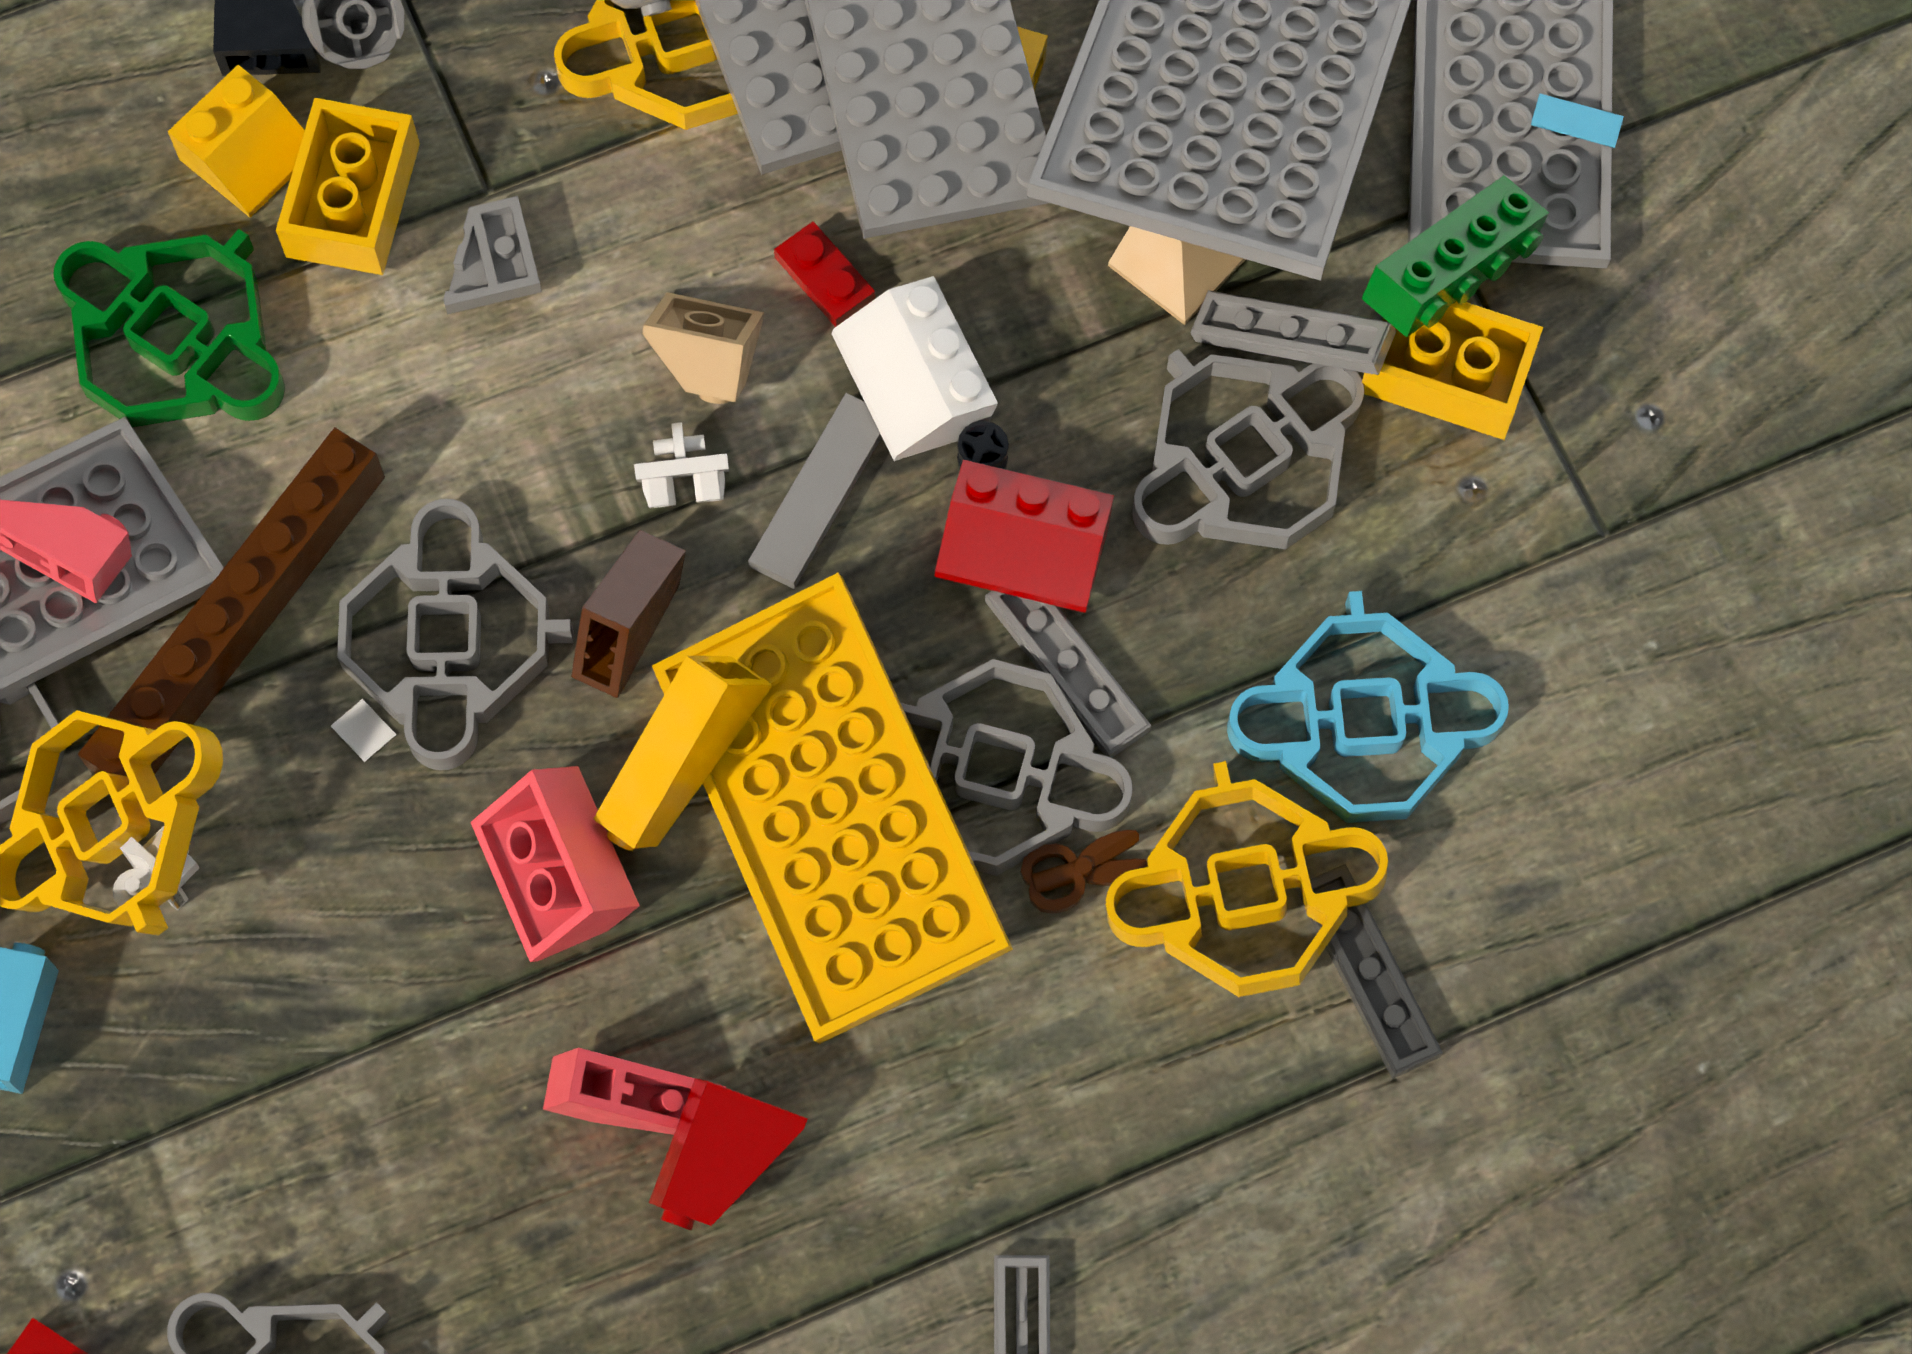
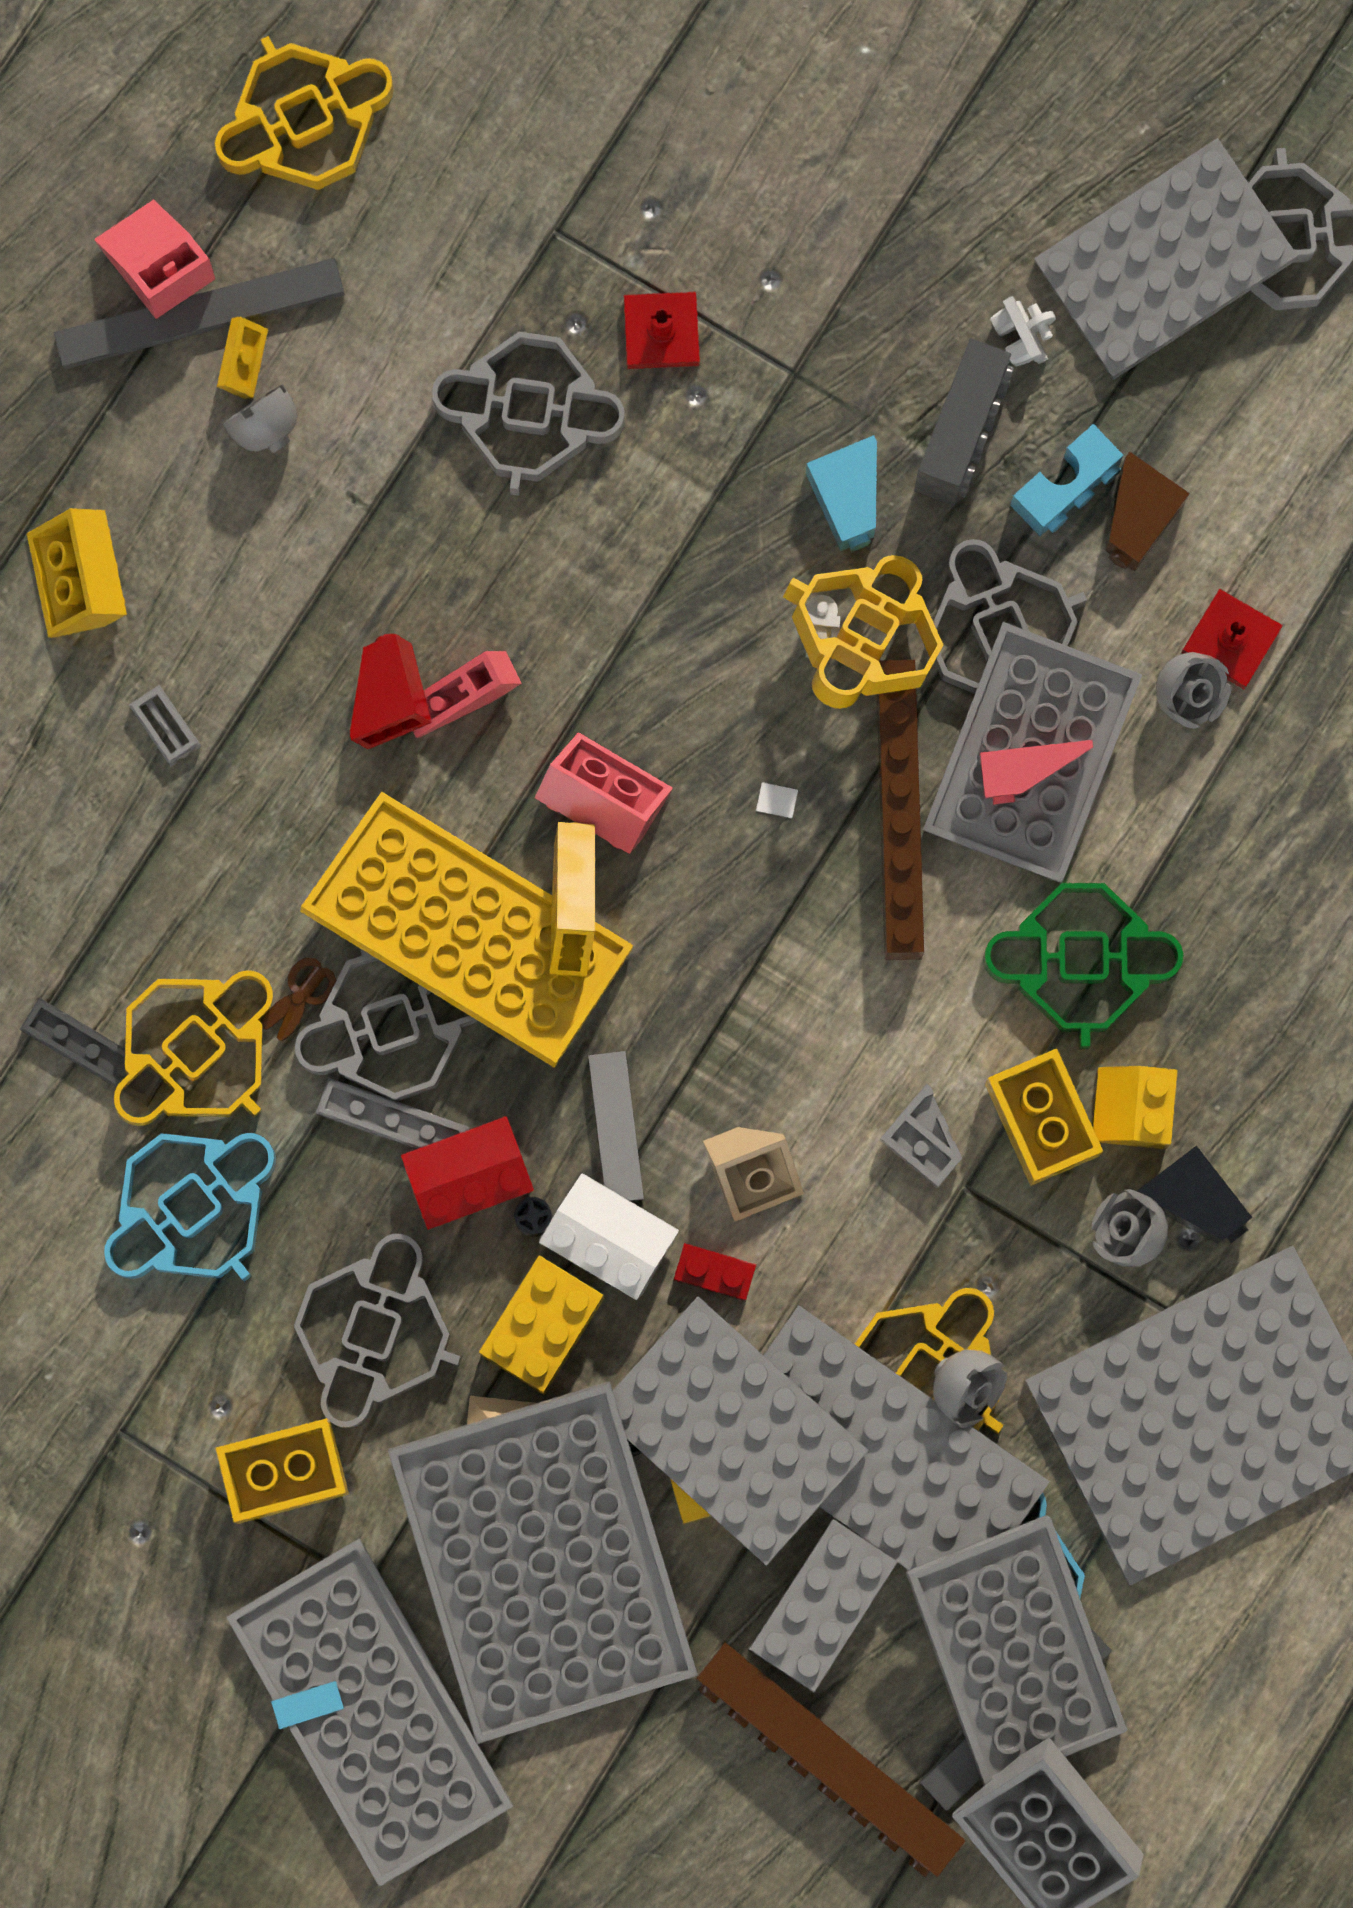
camera: 145 degrees right, 10 degrees up
(484, 568) = (720, 860): light grey piece -> none
(626, 612) = (671, 969): reddish brown slope -> none
(659, 475) = (708, 1081): white hips -> none
(1055, 330) = (541, 1325): none -> yellow brick
(1293, 332) = (391, 1420): light grey tile -> none
(1456, 256) = (315, 1528): green brick -> none

